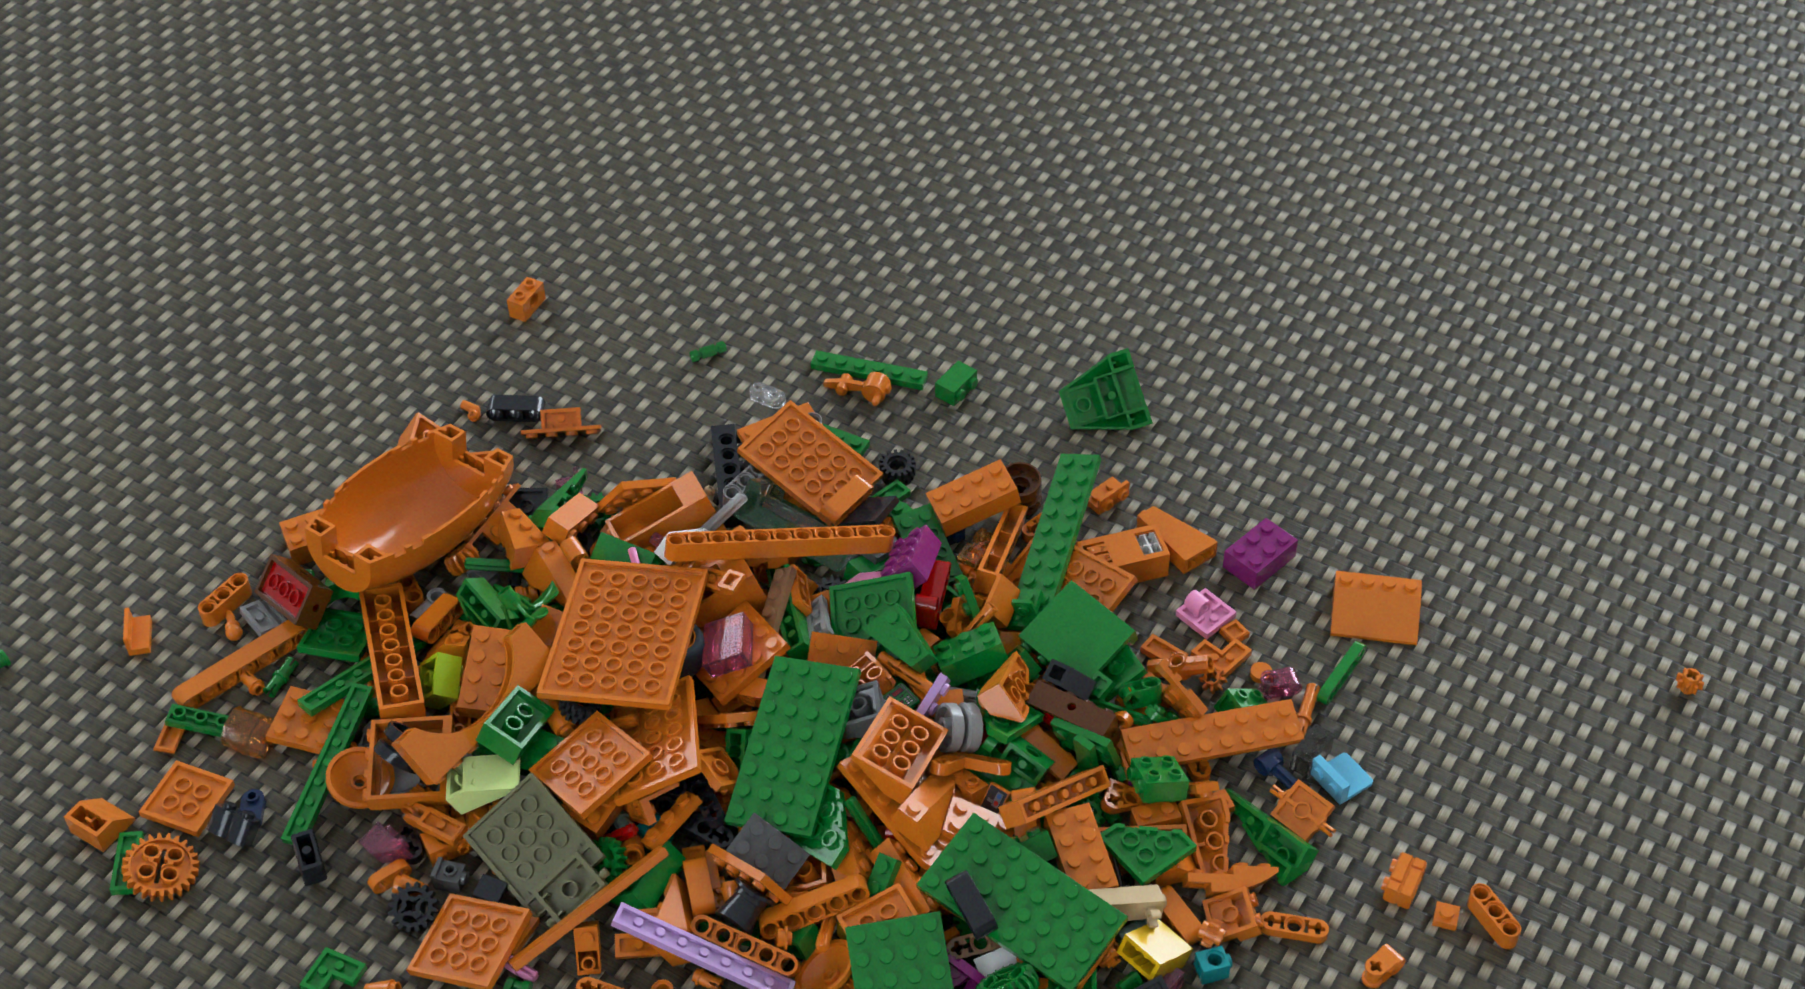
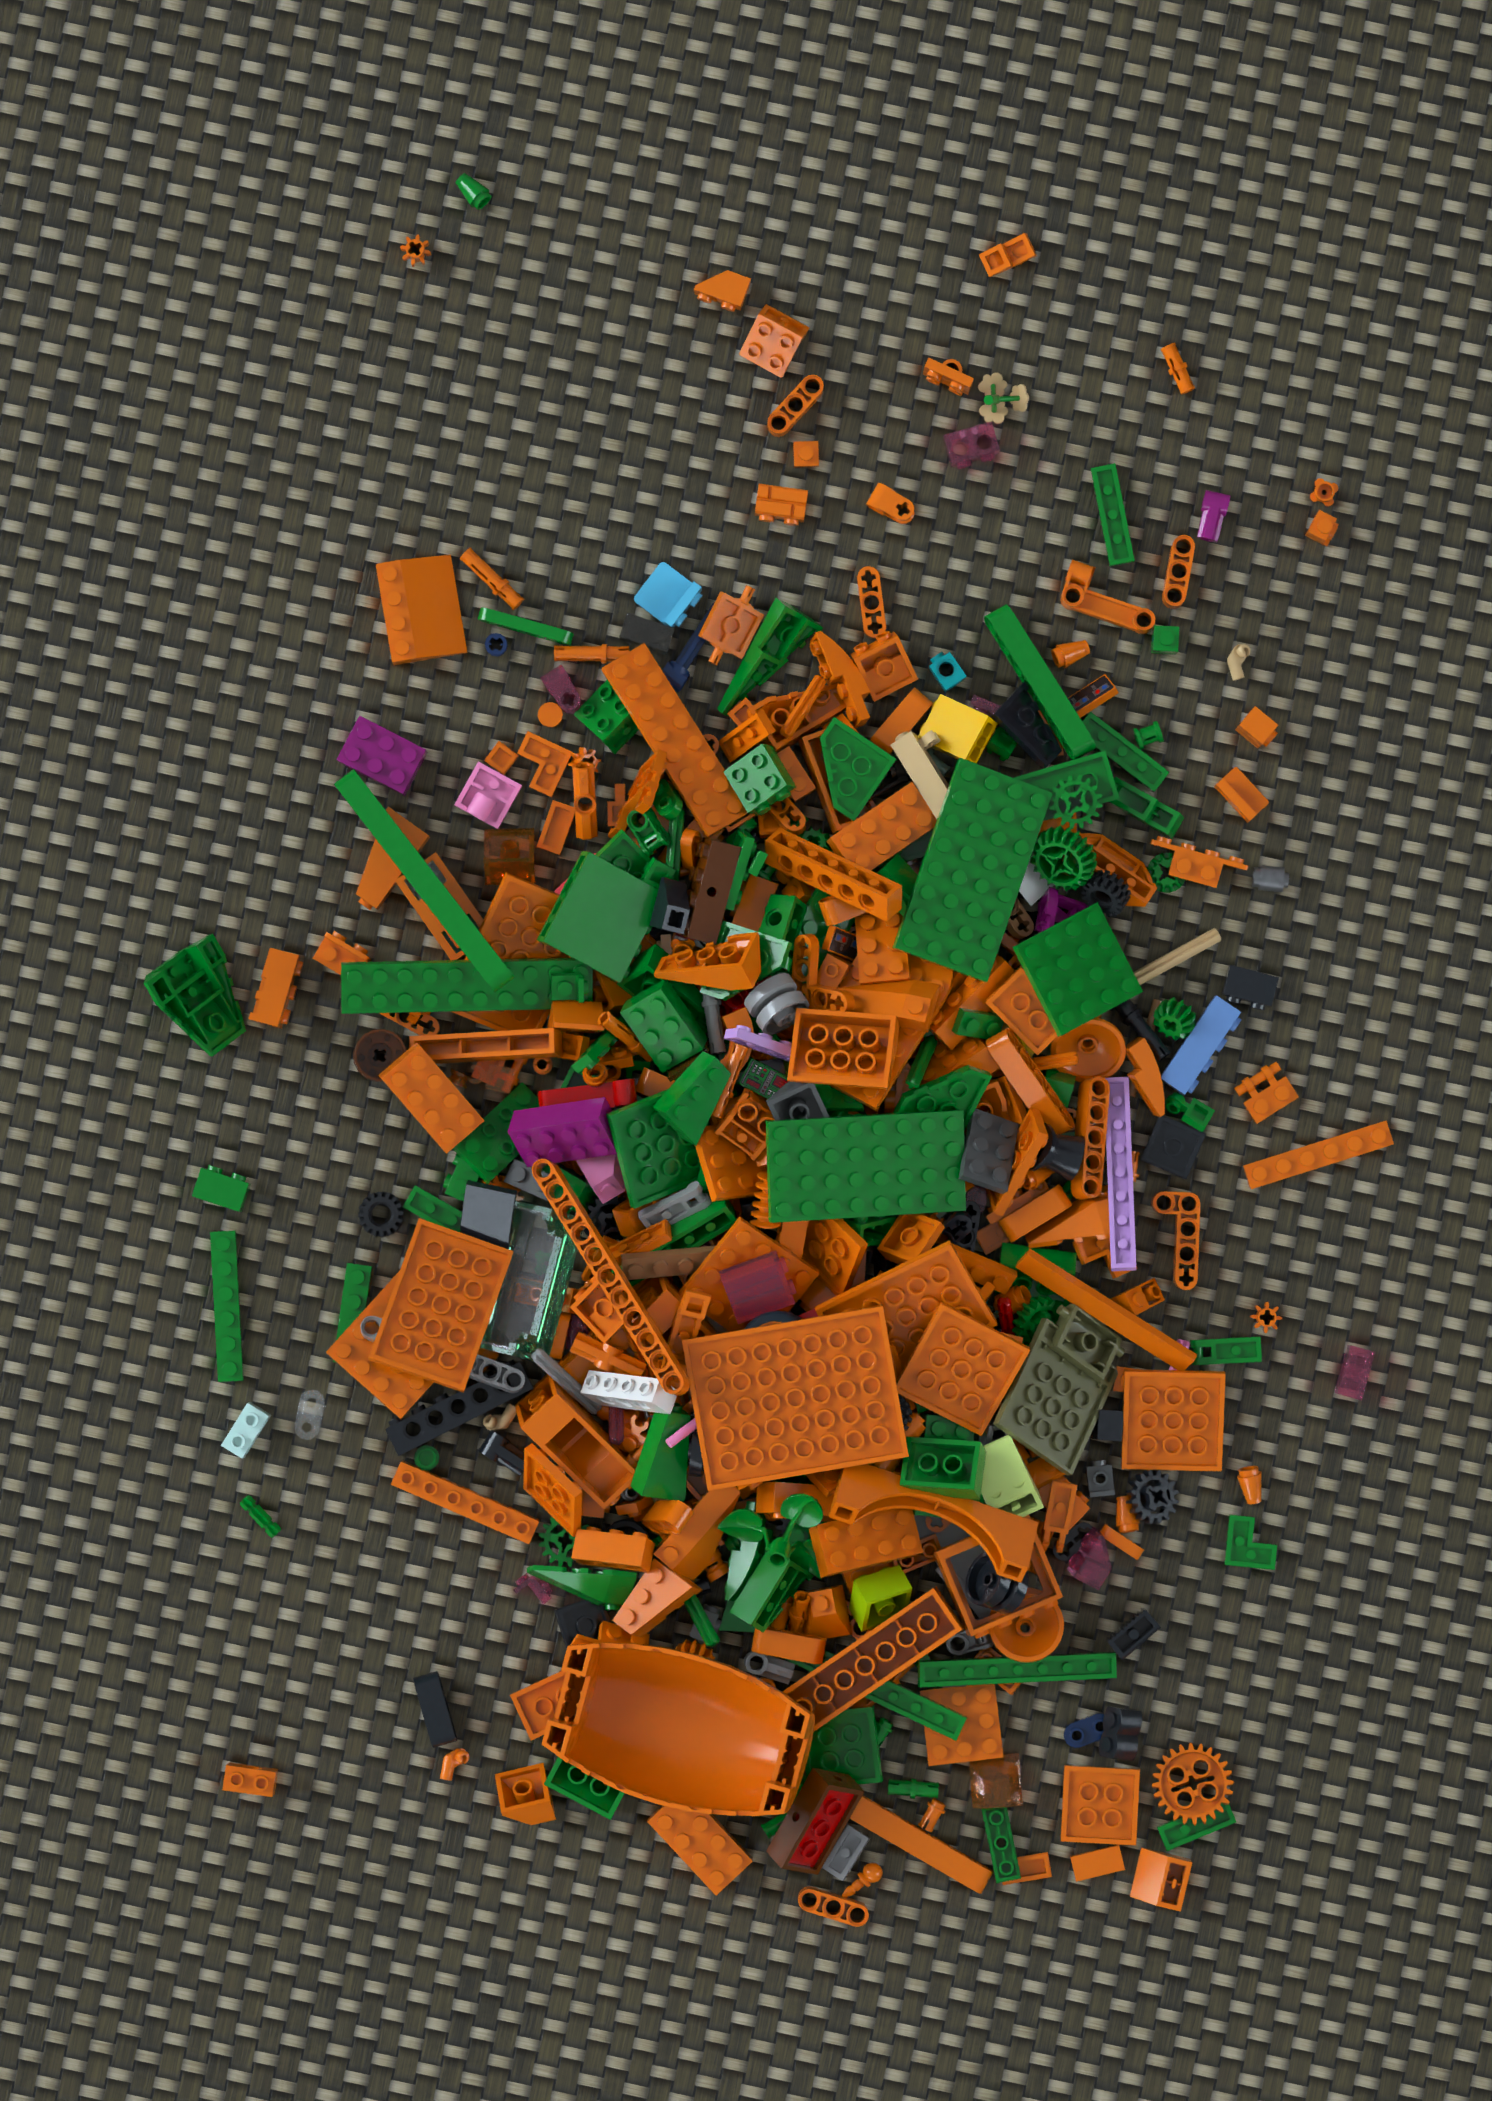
camera: 110 degrees left, 40 degrees up
(137, 633) = (908, 1981): orange panel -> none
(143, 784) = (1097, 1862): none -> orange tile
(335, 666) = (883, 1728): none -> green pin
(561, 421) = (443, 1641): orange bracket -> none
(662, 454) = (465, 1502): none -> orange brick
(701, 450) = (426, 1457): none -> green plate
(773, 354) = (246, 1430): none -> light aqua brick
(783, 938) = (1074, 1100): orange plate -> none
(846, 500) = (483, 1242): orange beam -> none
(873, 388) = (262, 1286): orange piece -> none
(949, 598) = (595, 1081): none -> orange plate
(971, 905) = (1002, 915): black beam -> none
(1087, 438) = (276, 988): none -> orange wedge
(1147, 533) = (424, 880): none -> green beam
(1150, 612) = (509, 852): none -> clear orange slope
(1211, 933) = (920, 679): orange gear -> none
(1213, 837) = (803, 706): none -> orange axle
(1329, 657) = (496, 636): none -> dark blue bush
(1381, 665) = (492, 579): none -> orange pin
(1564, 915) = (773, 340): none -> orange bracket
(1616, 892) = (725, 288): none -> orange slope
(1735, 735) = (473, 191): none -> green cone

